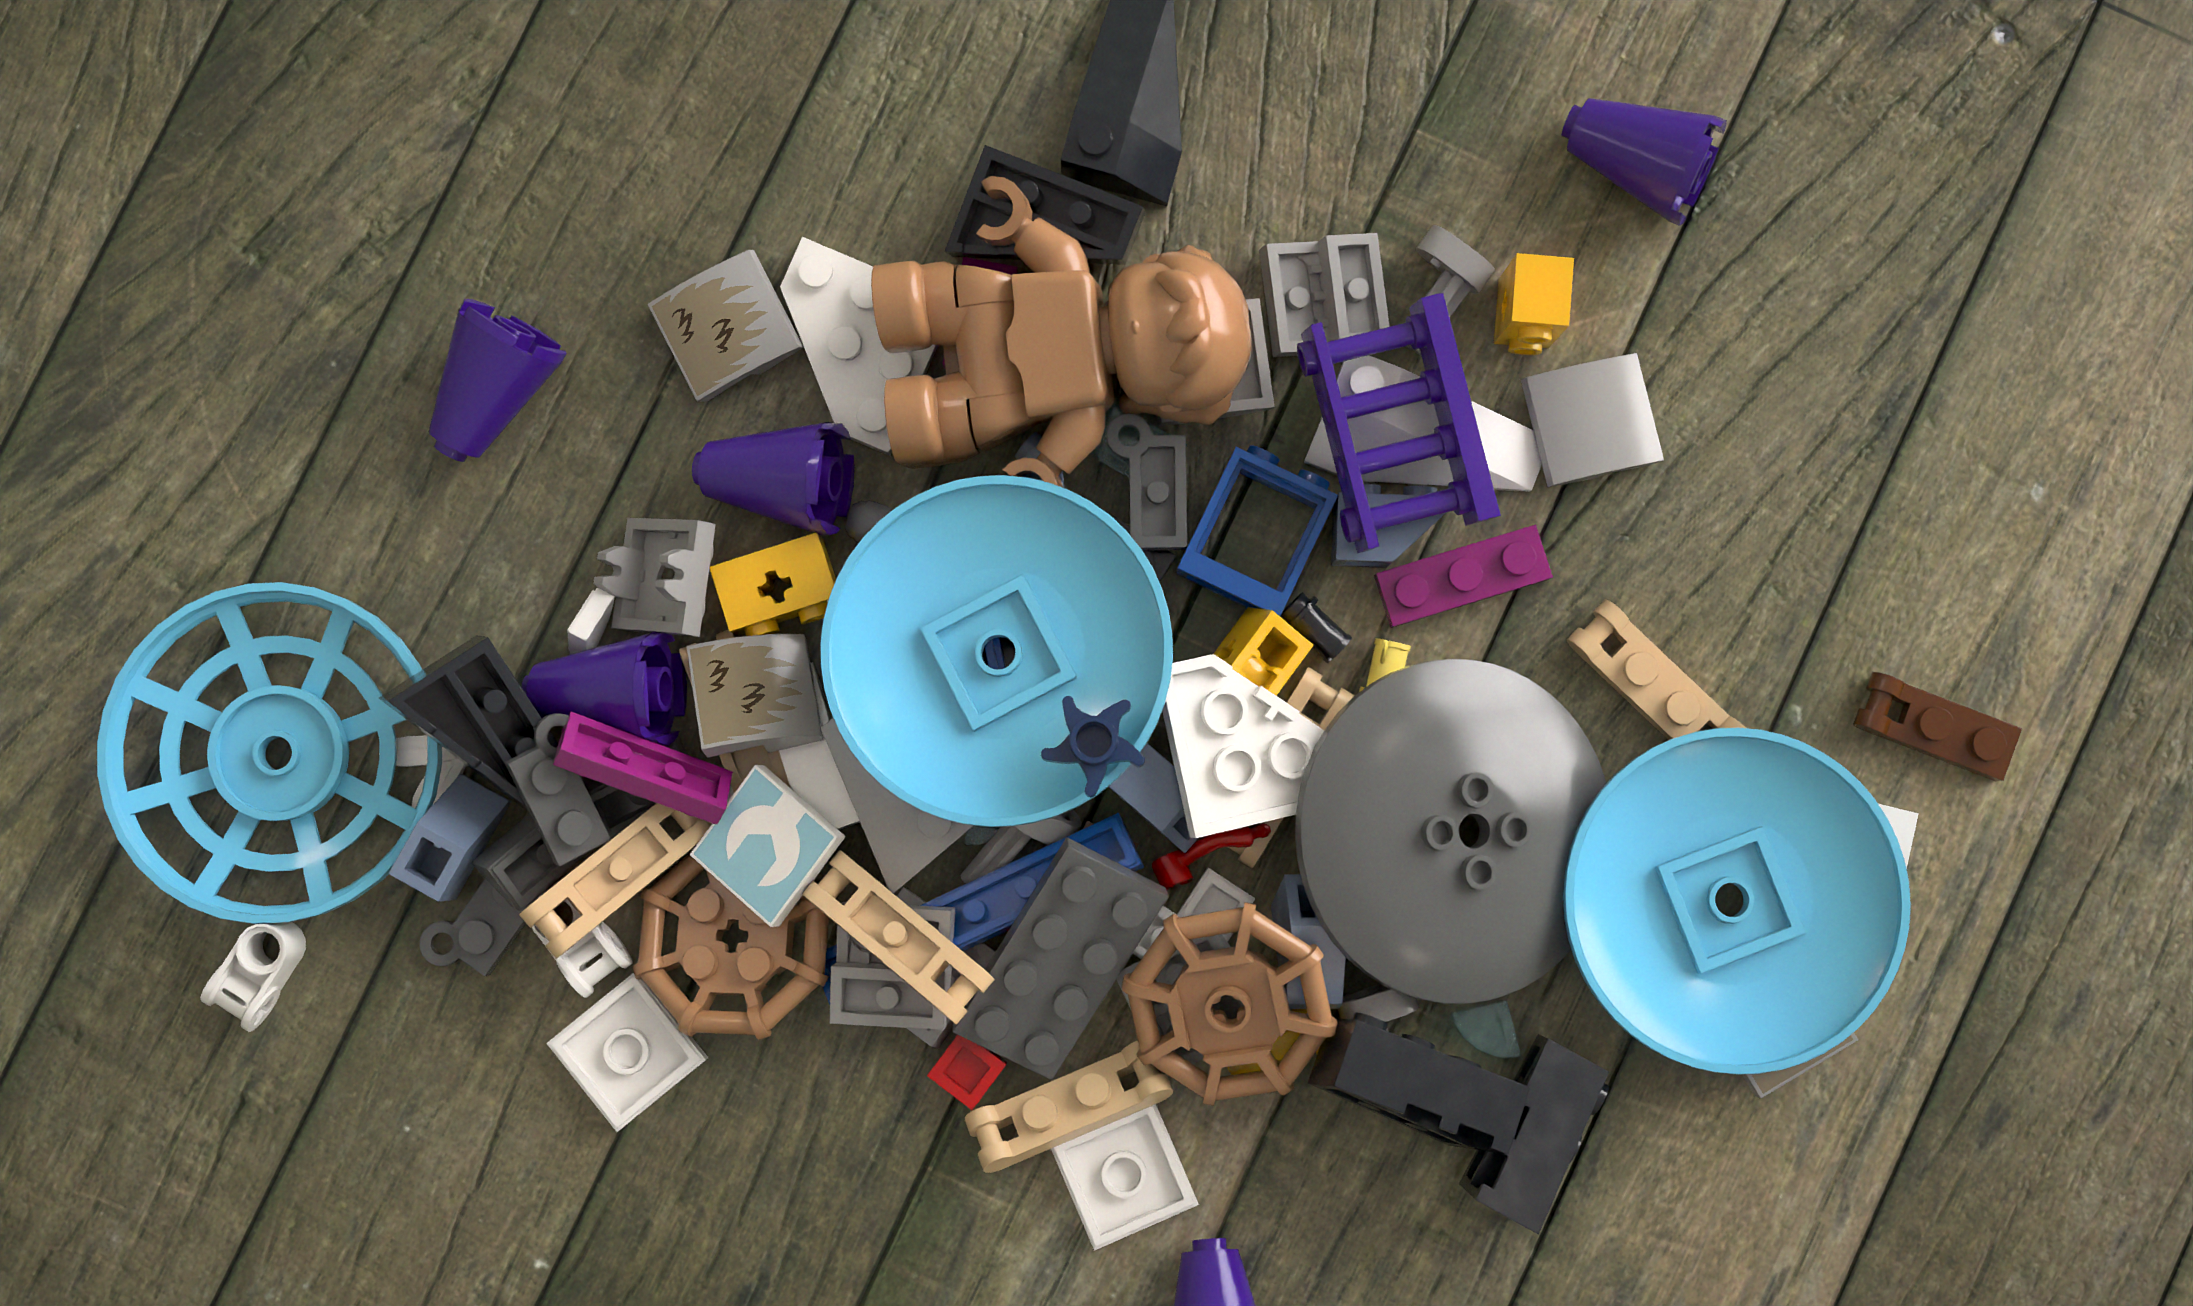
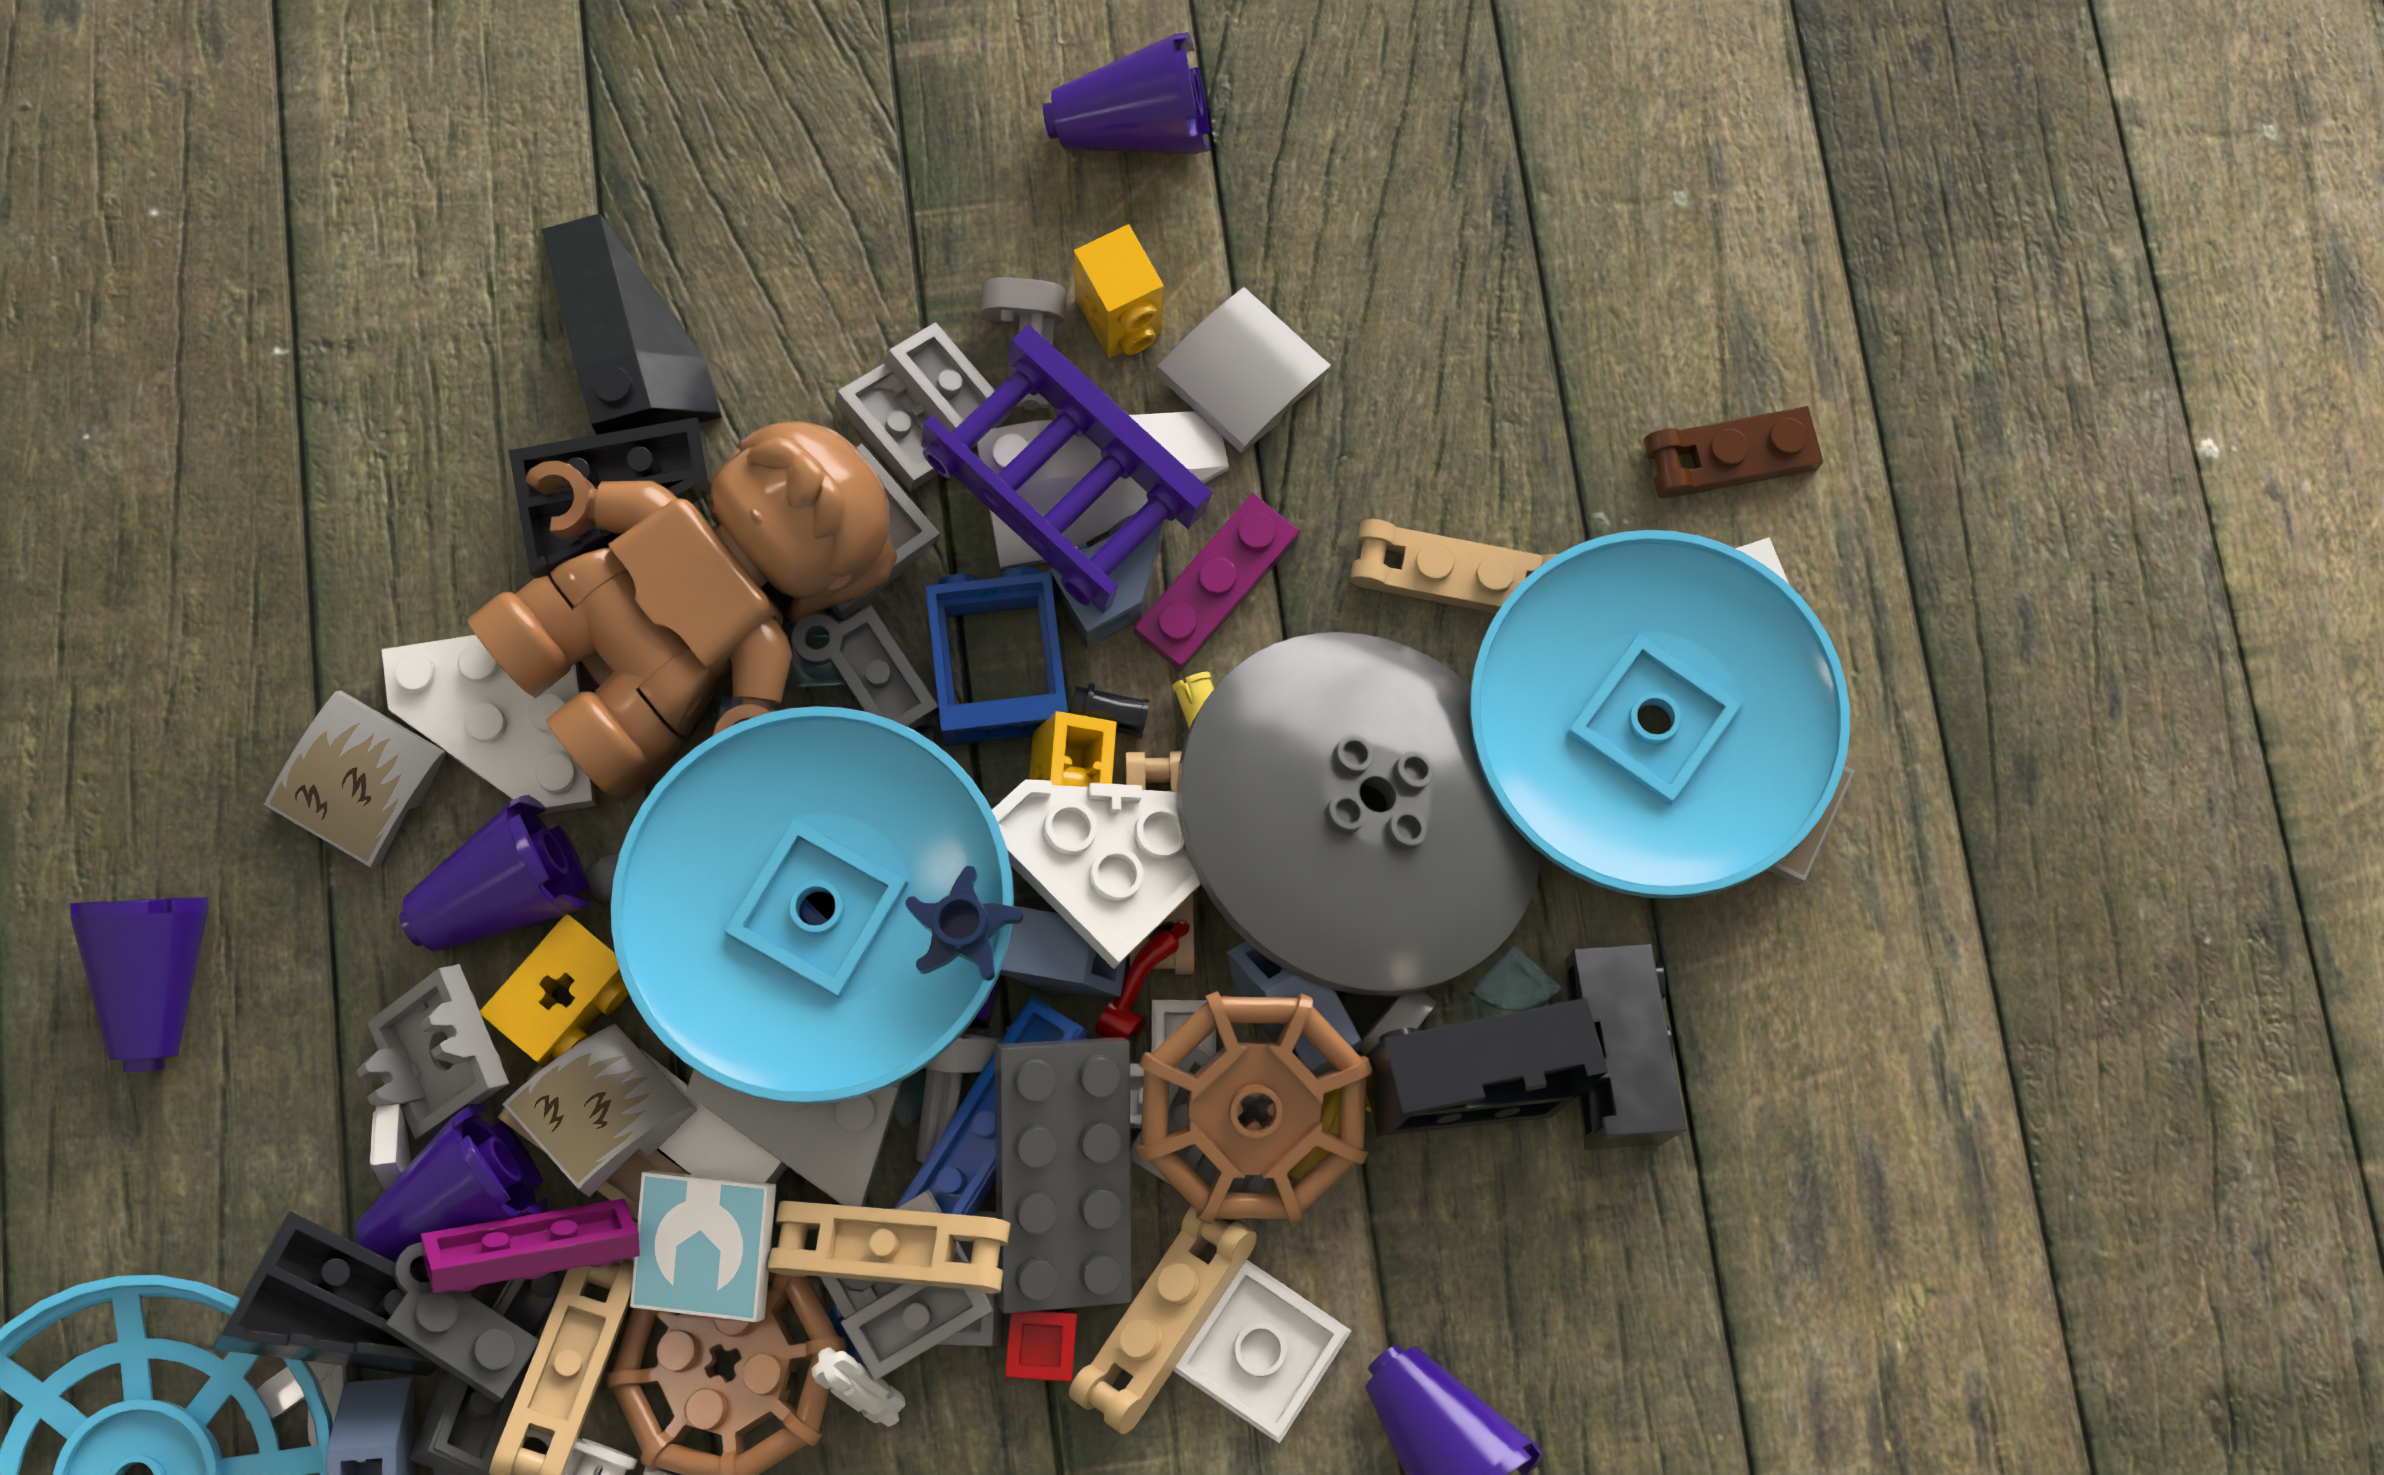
camera: 40 degrees left, 10 degrees down
(815, 1017) = (857, 1388): none -> white axle

